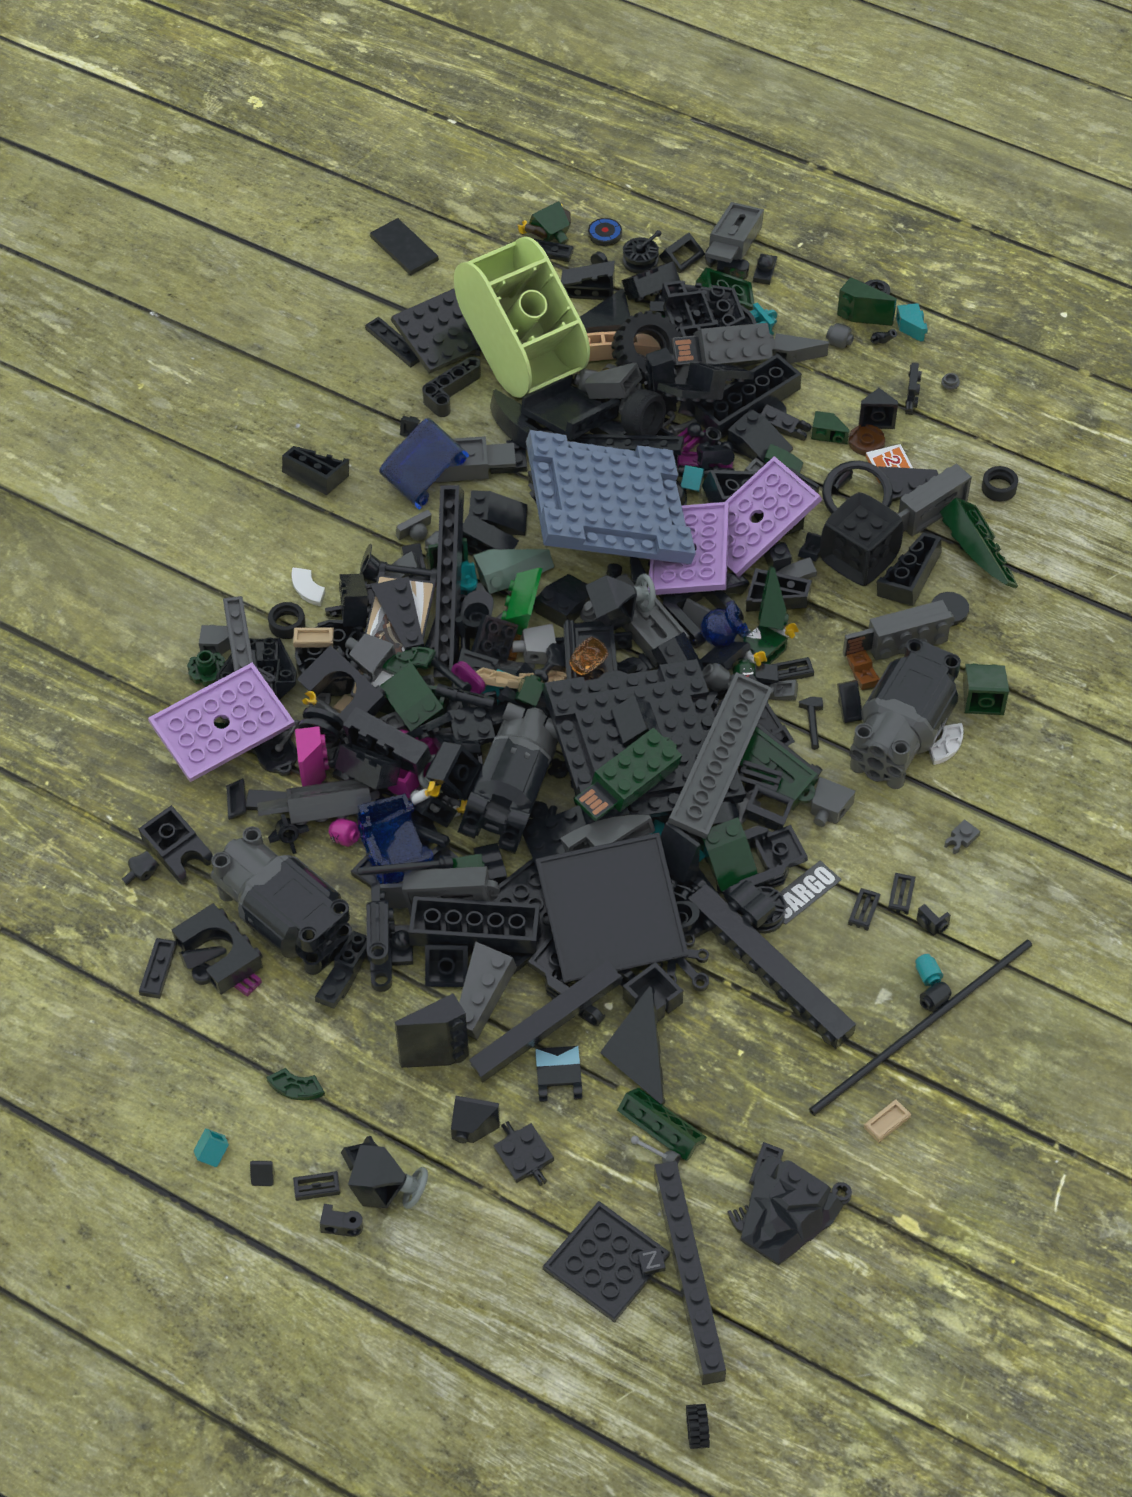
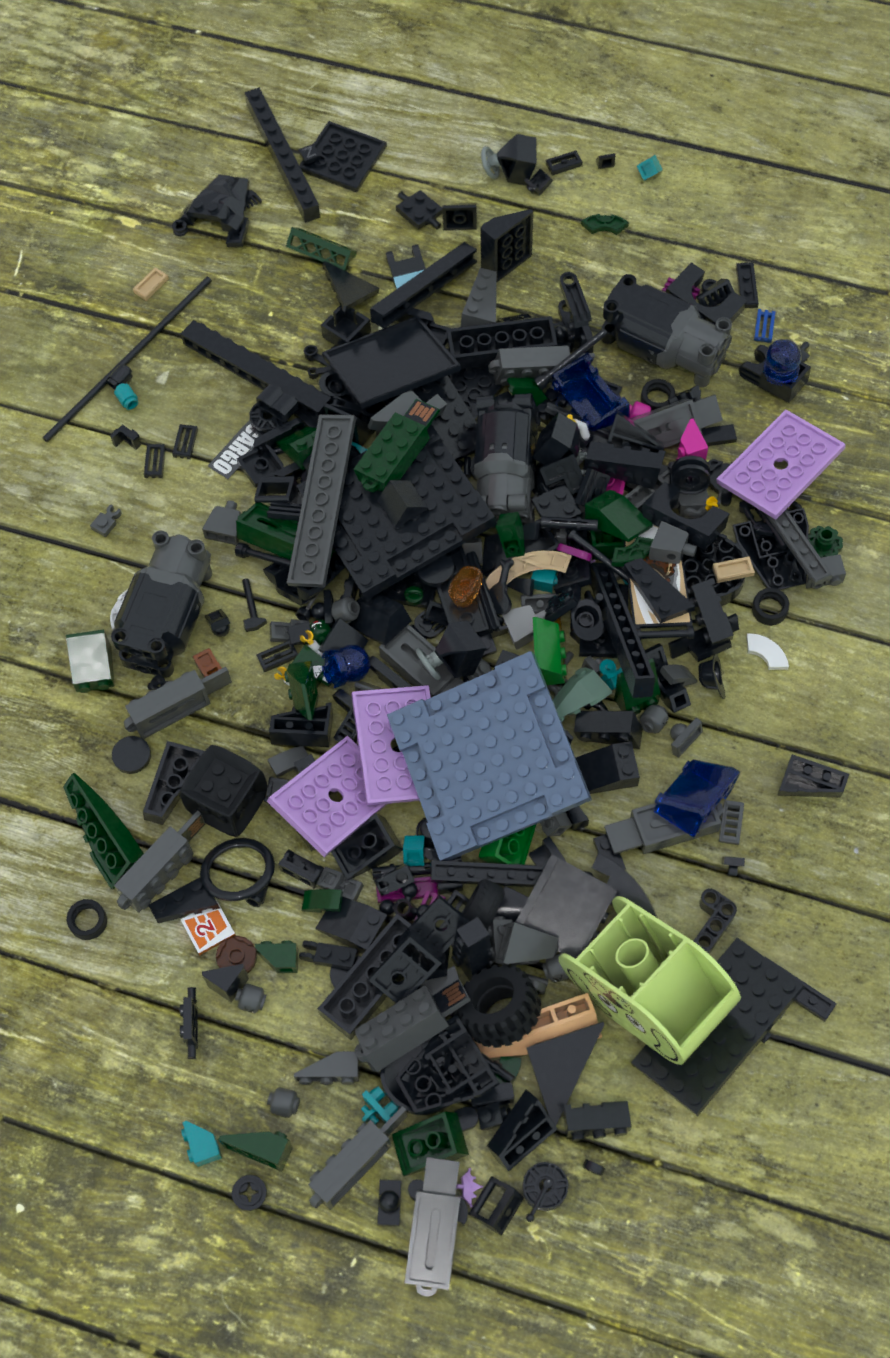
camera: 170 degrees right, 10 degrees up
(167, 898) = (766, 314): none -> blue tile
(171, 821) = (782, 362): none -> clear blue tile
(236, 799) = (742, 427): black tile -> none
(311, 837) = (653, 385): none -> black tyre
(340, 1222) = (543, 136): black leg -> none
(344, 971) = (598, 296): black slope -> none
(404, 246) = (838, 1146): black tile -> none
(549, 223) = (669, 1213): dark green torso -> none
(556, 250) = (664, 1180): black tile -> none
(605, 231) = (600, 1226): black tile -> none
(668, 1156) = (310, 224): hinge -> none
(697, 1426) = (258, 64): black tyre -> none
(700, 266) = (468, 1187): none -> lavender piece
(789, 283) = (352, 1161): none -> dark grey piece
(853, 402) = (250, 998): none -> dark grey head
(883, 337) = (229, 1114): black arm -> none
(950, 381) = (149, 1060): dark grey plate -> none

